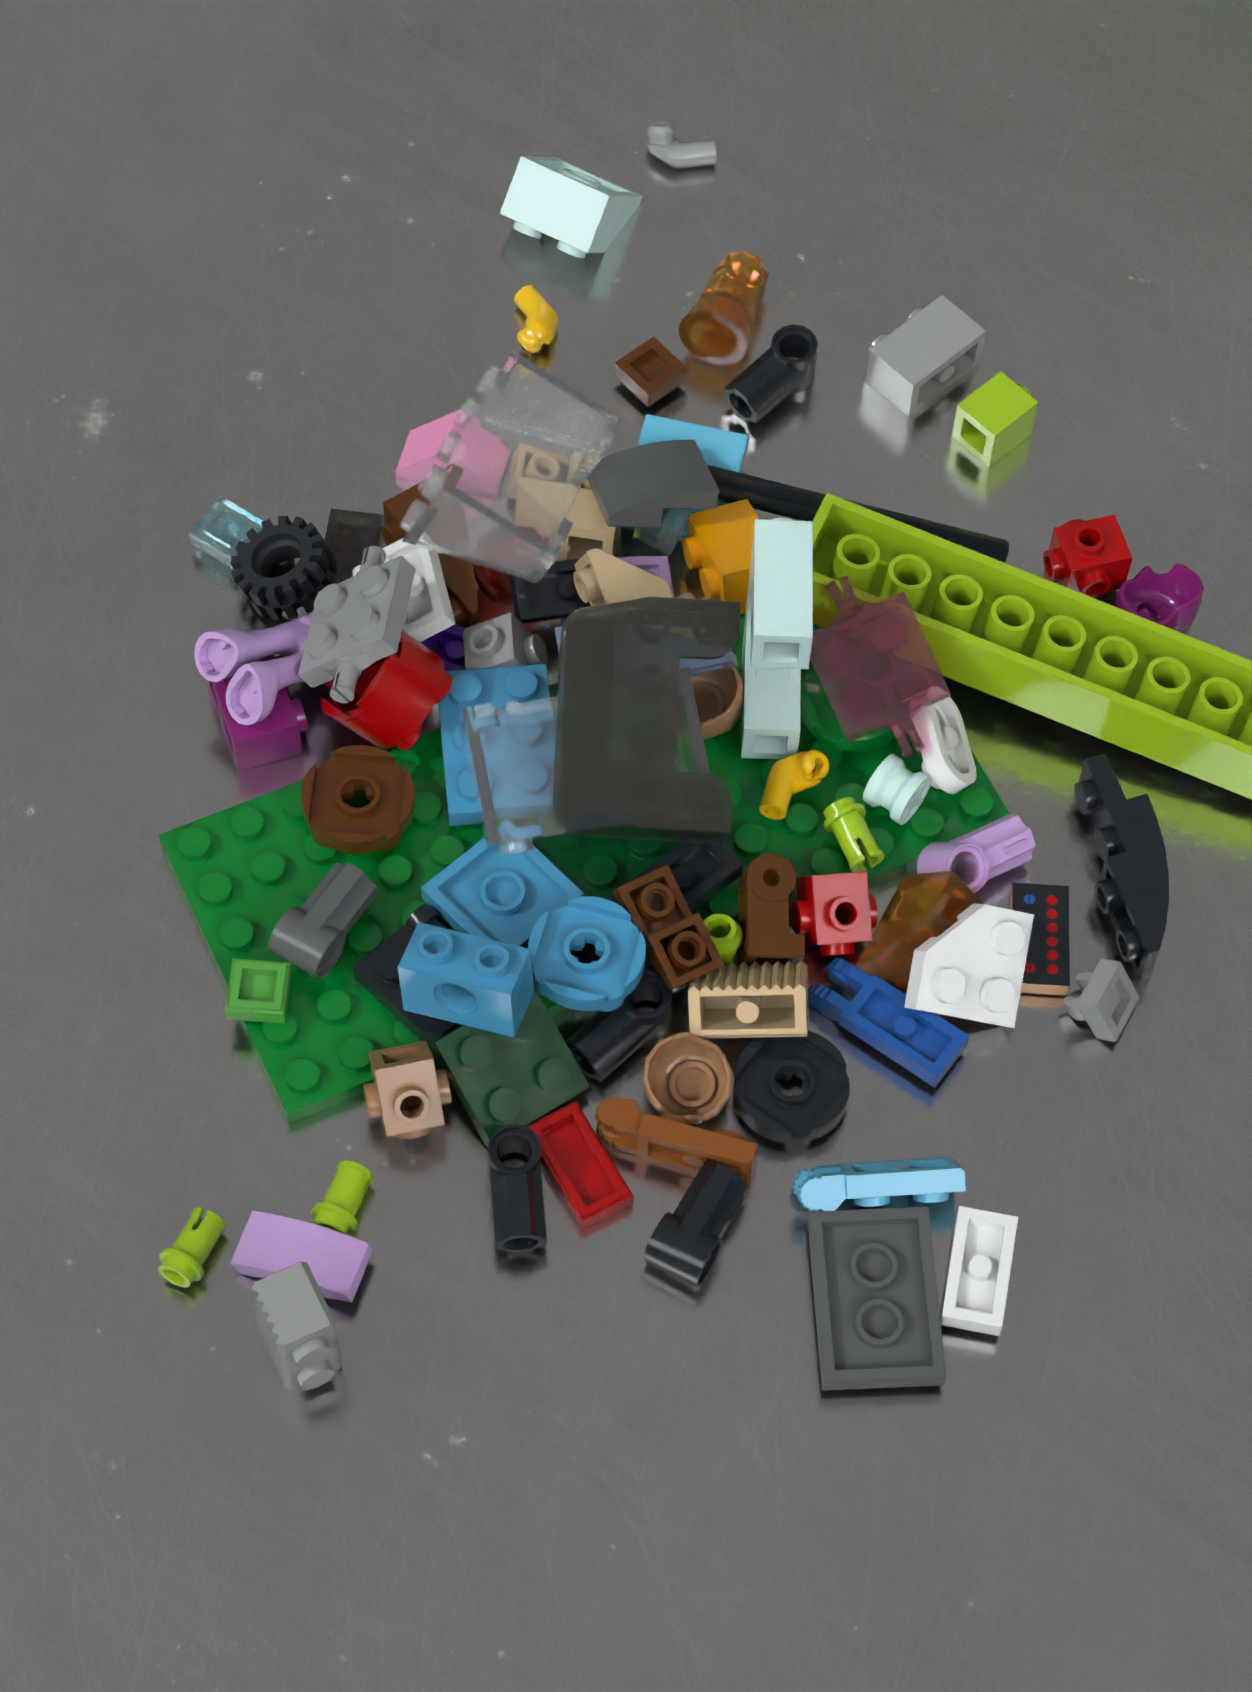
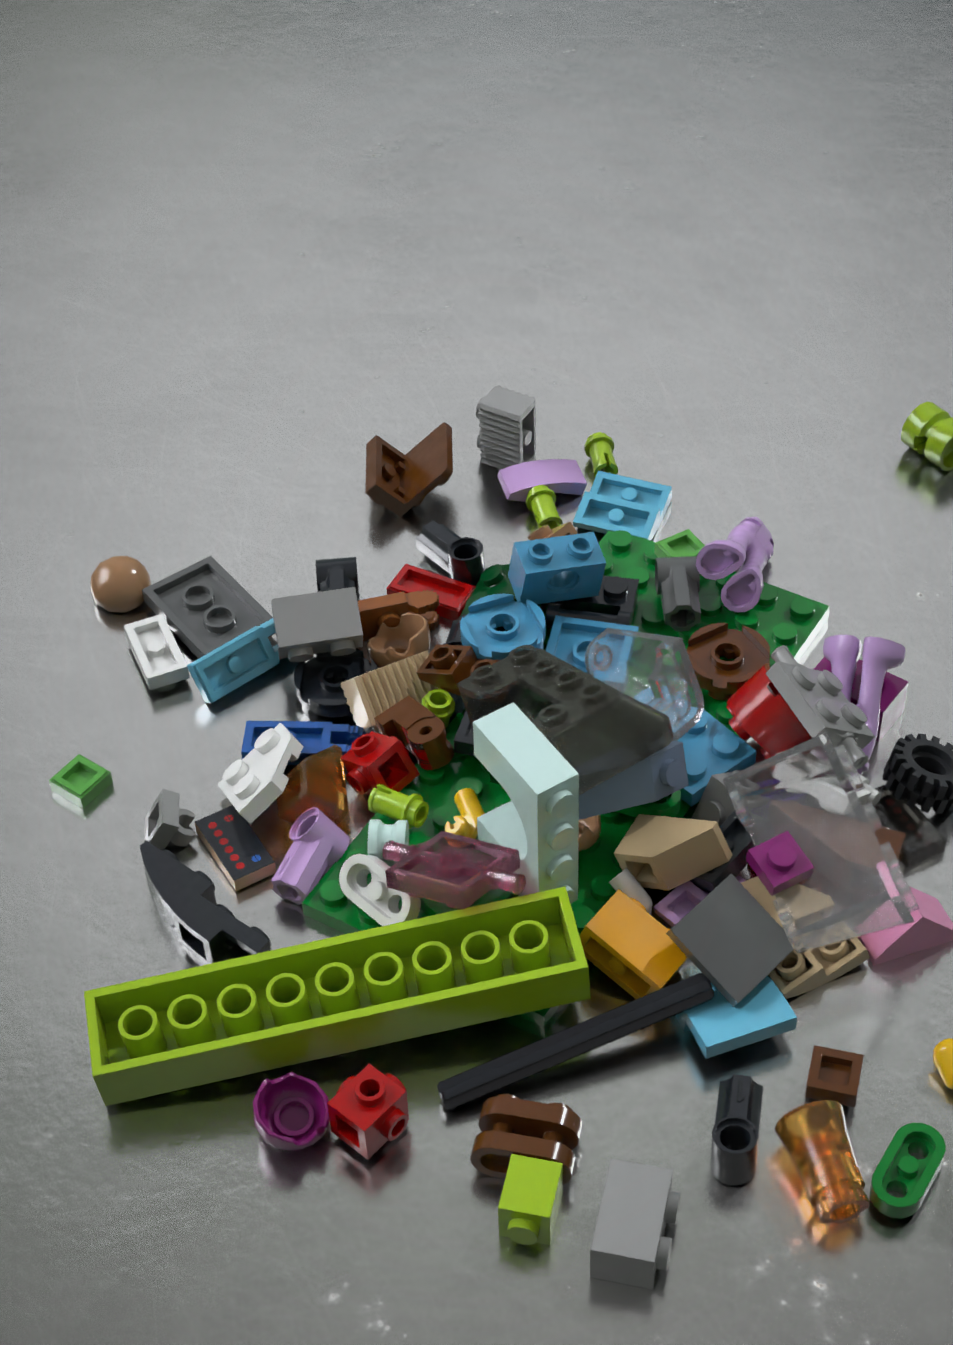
camera: 150 degrees right, 15 degrees down
(178, 947) = (746, 546): none -> lavender piece
(243, 1145) = (623, 505): none -> medium azure slope
(465, 1358) = (406, 479): none -> reddish brown bracket
(548, 503) = (779, 863): none -> magenta plate
(656, 273) = (905, 1173): none -> green plate
(784, 1119) = (317, 624): none -> light grey brick
(960, 1429) = (119, 584): none -> medium nougat hair
(962, 466) = (524, 1129): none -> reddish brown brick
(1164, 1138) = (80, 781): none -> bright green tile

